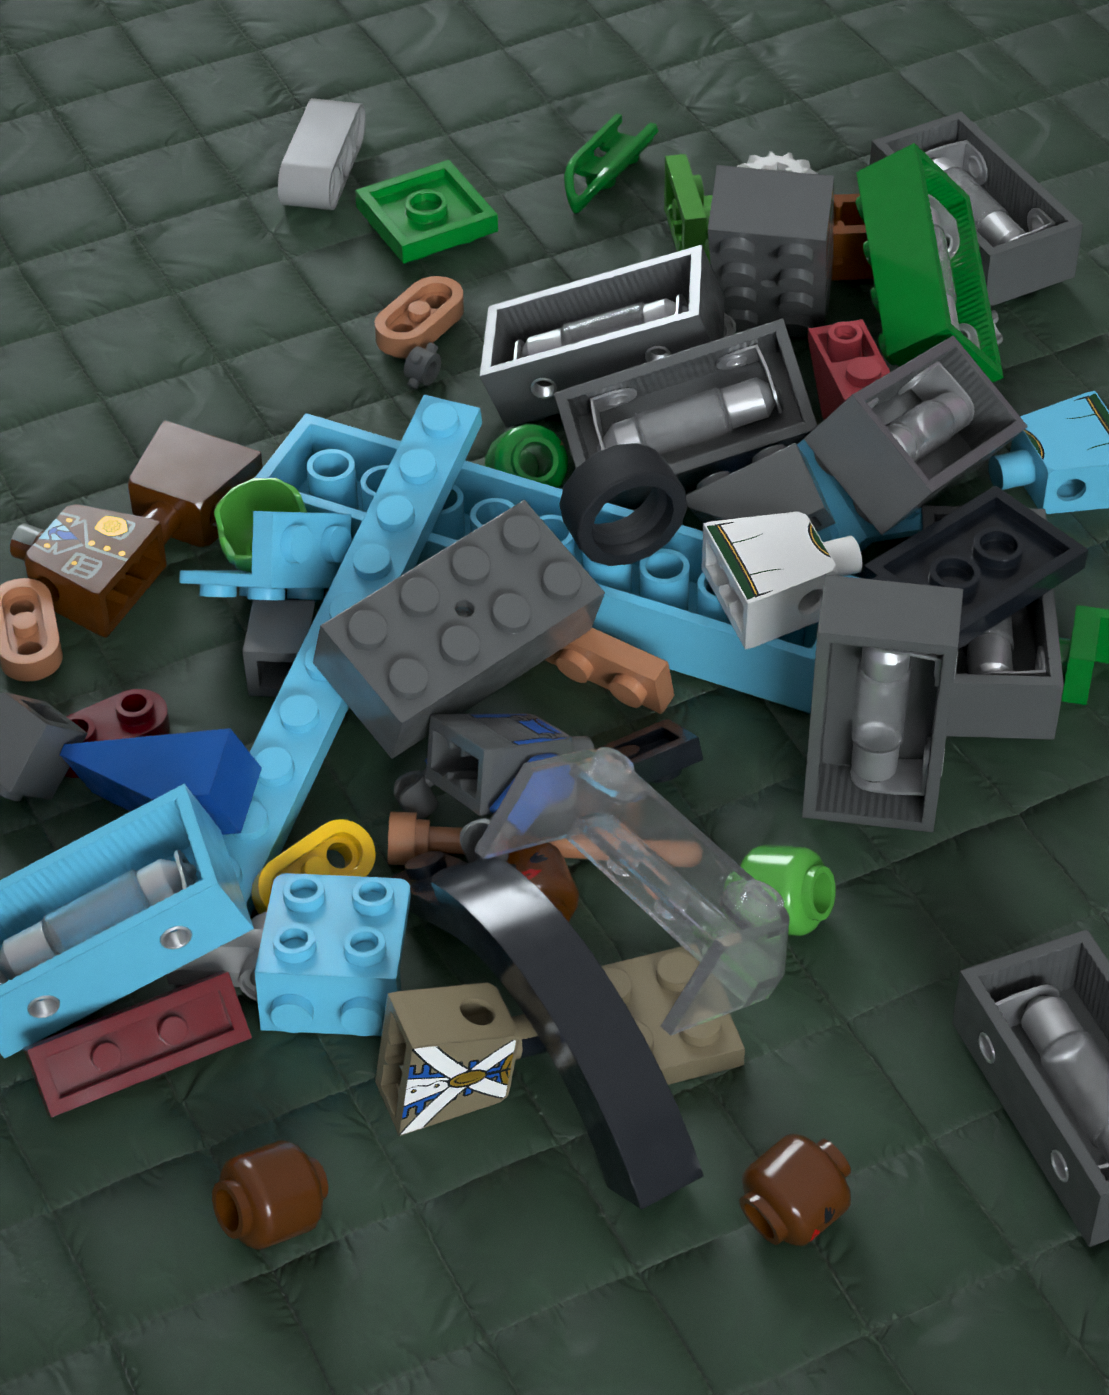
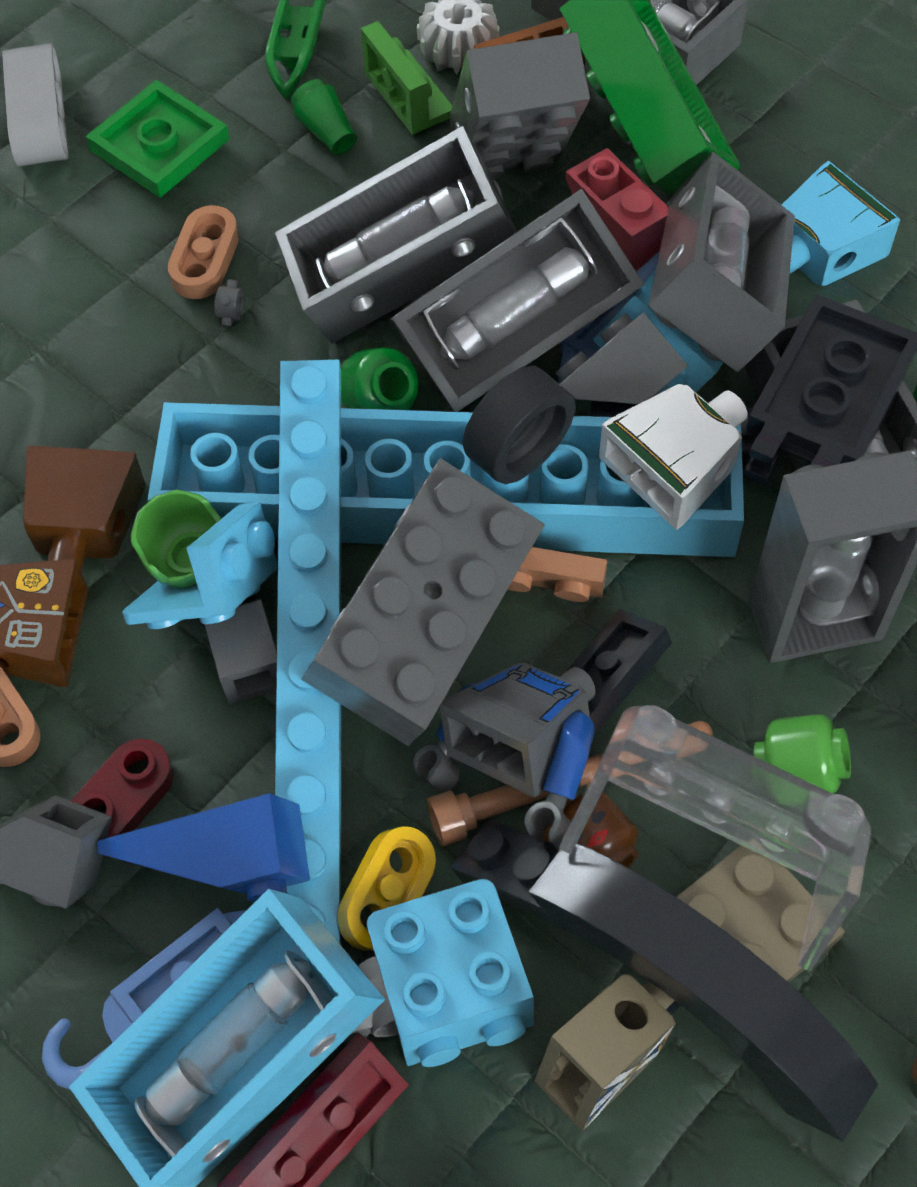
camera: 20 degrees left, 15 degrees up
(599, 229) = (322, 113): none -> green cone

